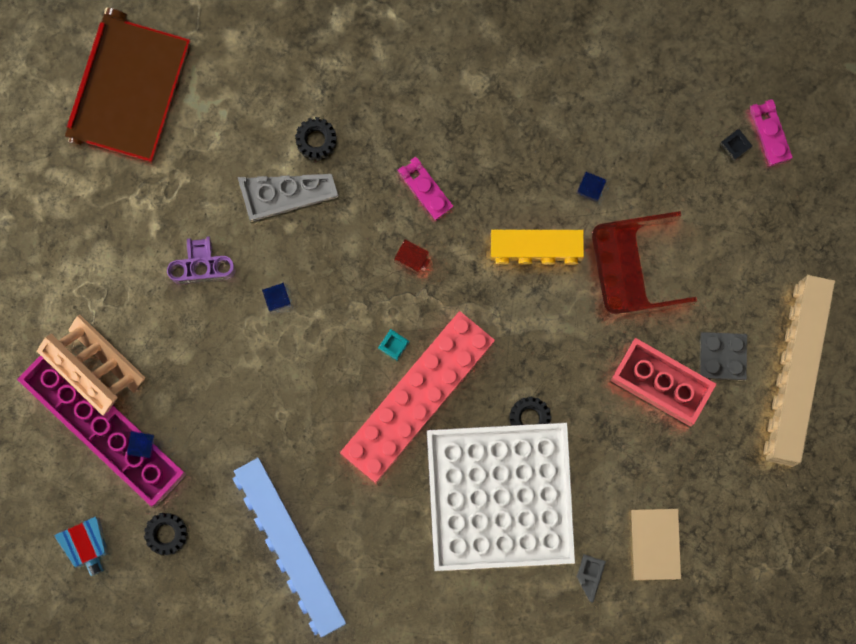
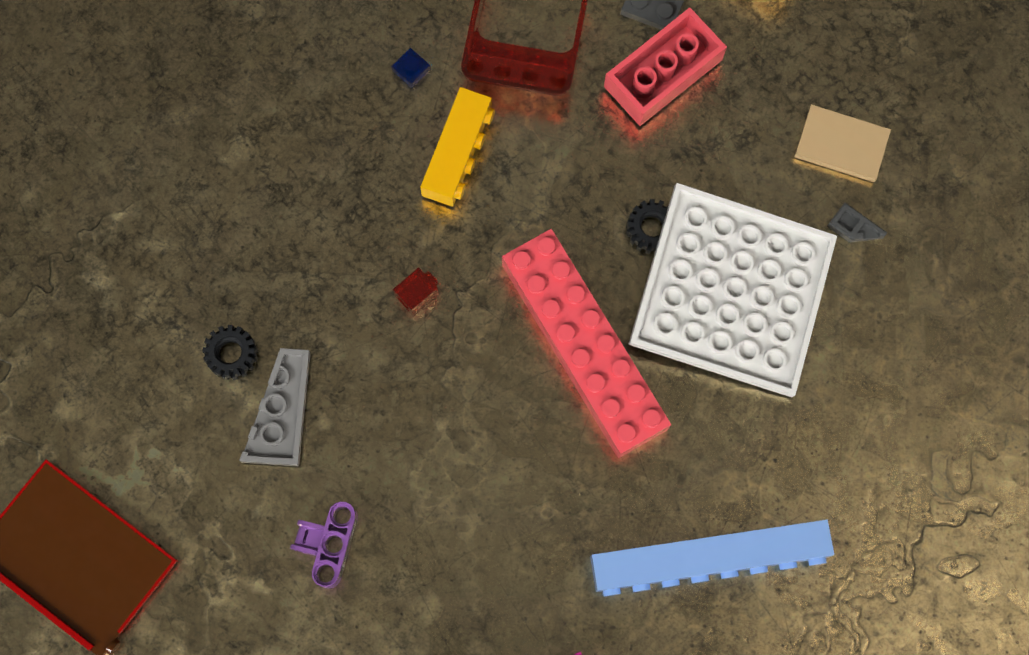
camera: 70 degrees left, 5 degrees down
(276, 297) = (402, 467): clear blue tile -> none
(393, 344) = (510, 350): teal tile -> none
(425, 189) = (340, 249): dark pink plate -> none

